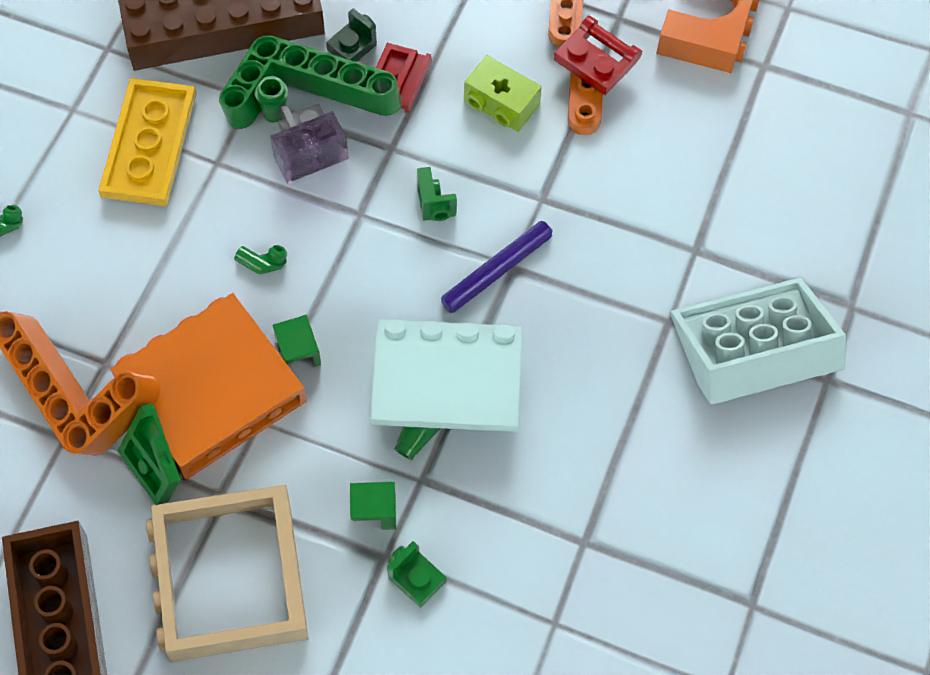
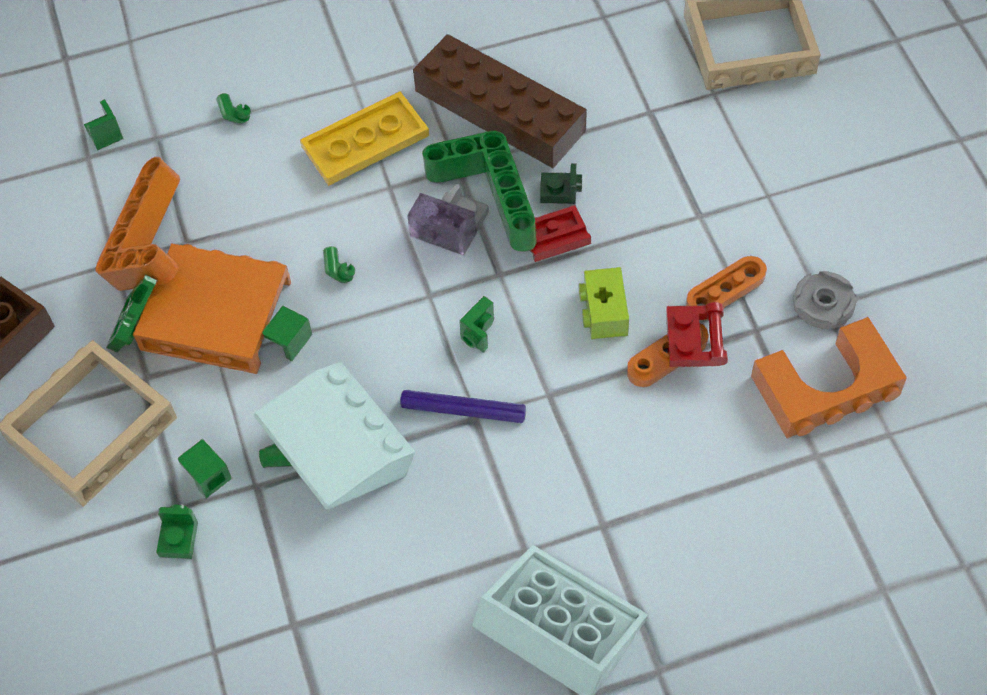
camera: 55 degrees right, 5 degrees down
(271, 95) = (459, 171): green cone -> none

